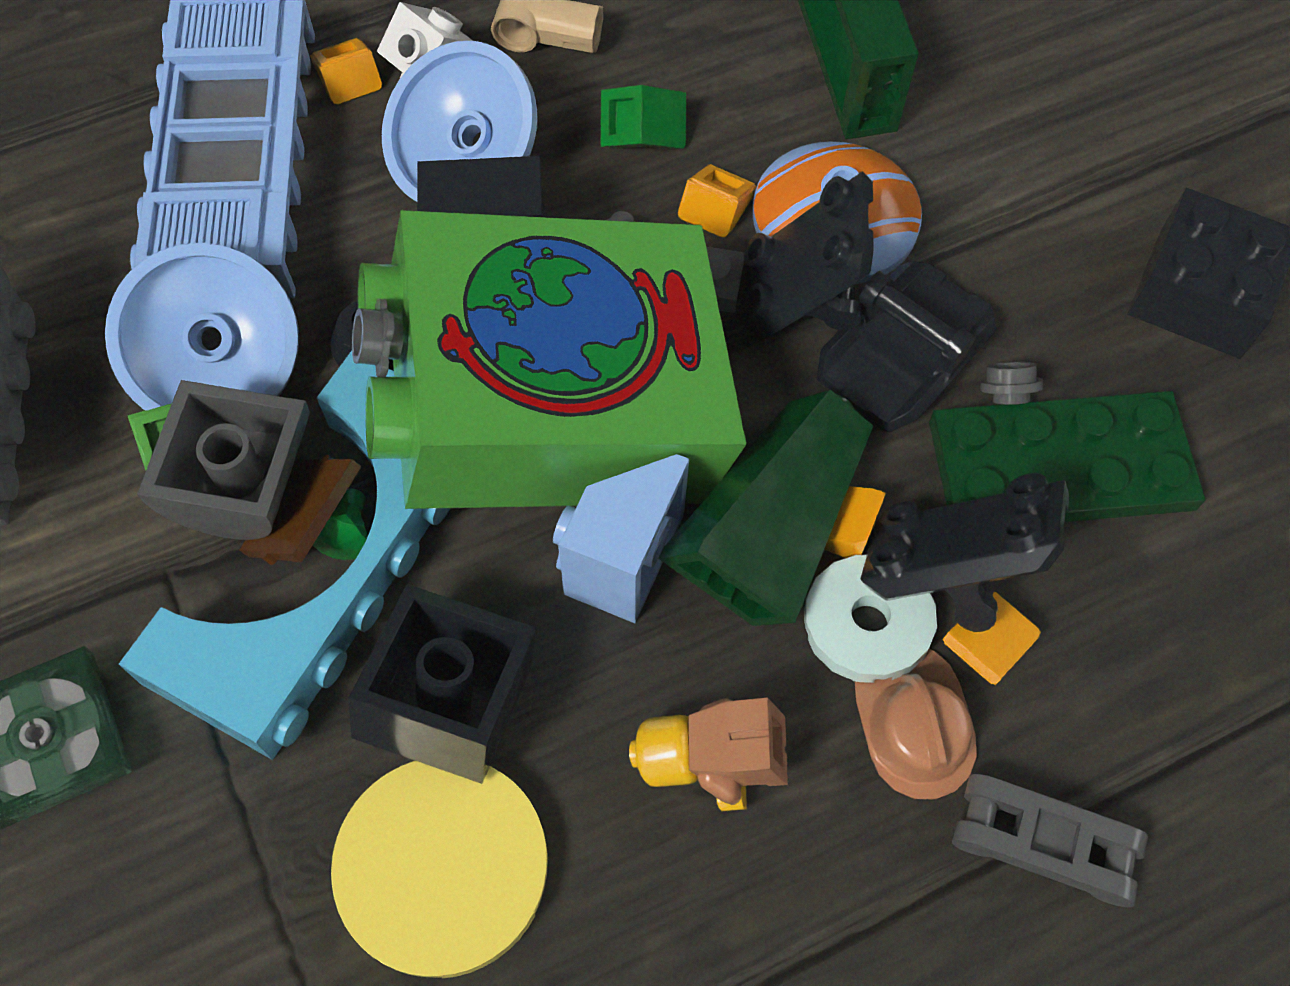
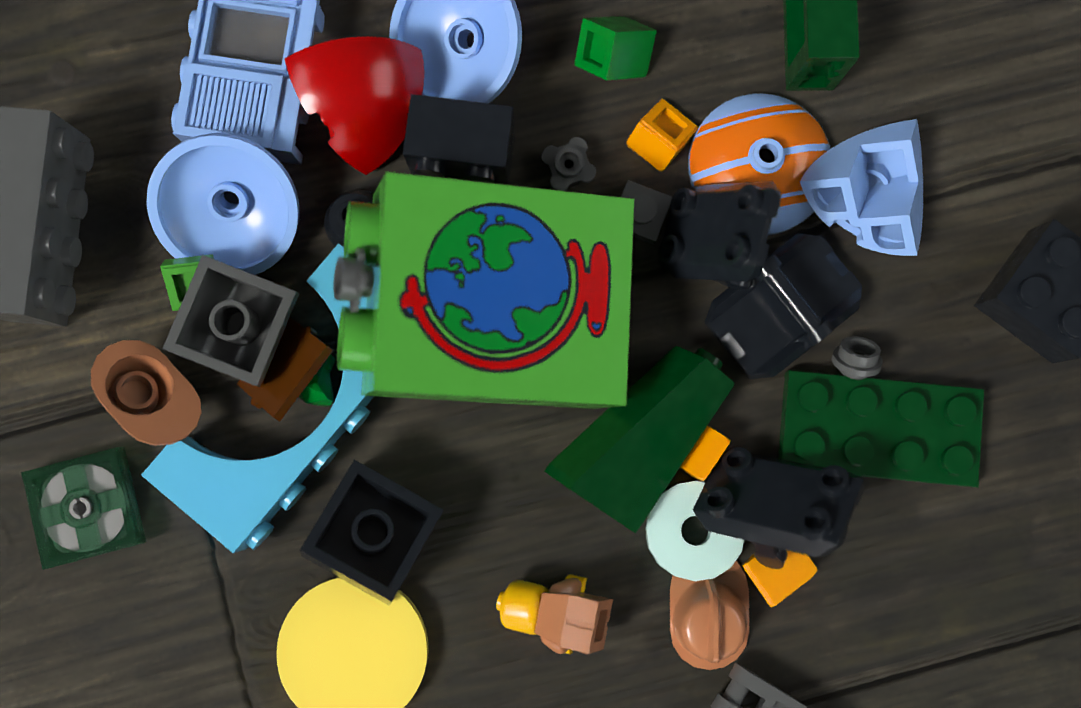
camera: 10 degrees right, 20 degrees up
(115, 564) = (145, 393): none -> nougat piece
(350, 187) = (360, 93): none -> red brick
(617, 534) = (519, 447): light blue slope -> none
(971, 206) = (872, 188): none -> light blue brick

